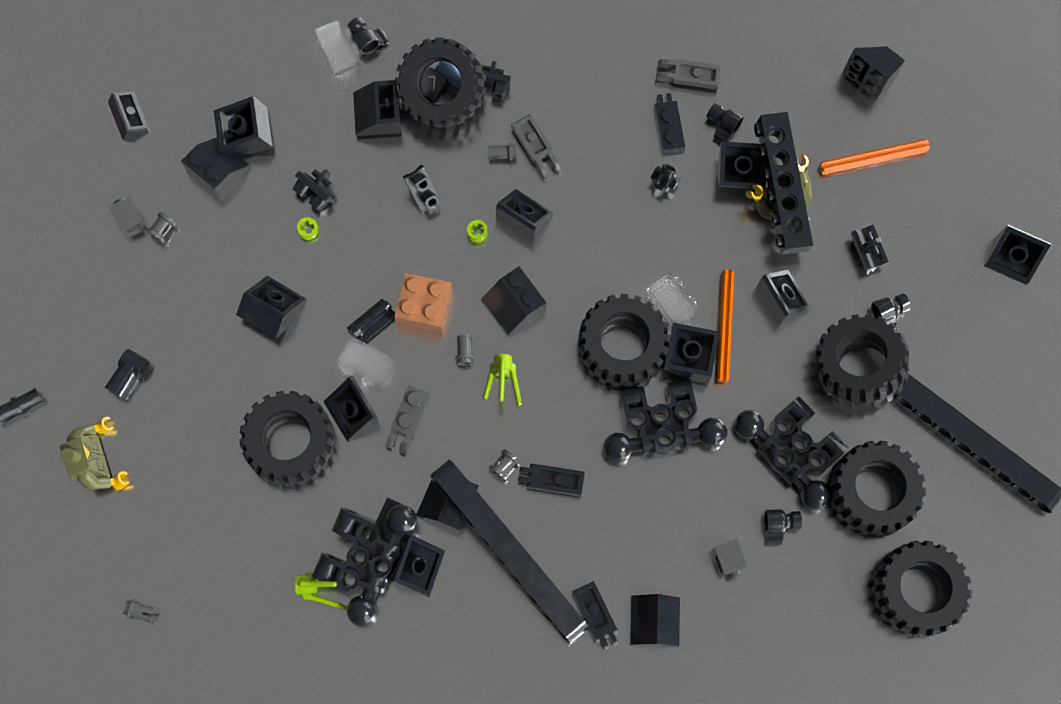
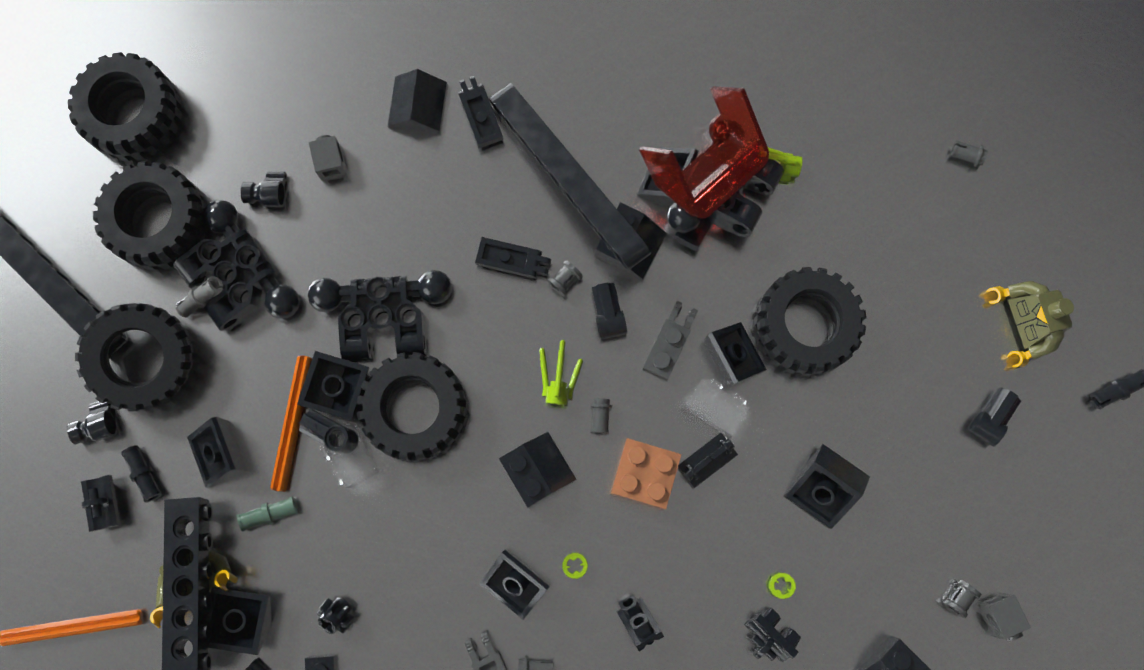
camera: 170 degrees left, 5 degrees up
(373, 560) = (723, 167): none -> clear red windscreen
(462, 432) = (609, 317): none -> black piece
(691, 310) = (327, 432): none -> black piece
(733, 251) = (267, 514): none -> sand green pin
(820, 420) = (199, 296): none -> light grey pin
(842, 275) = (141, 473): none -> black pin

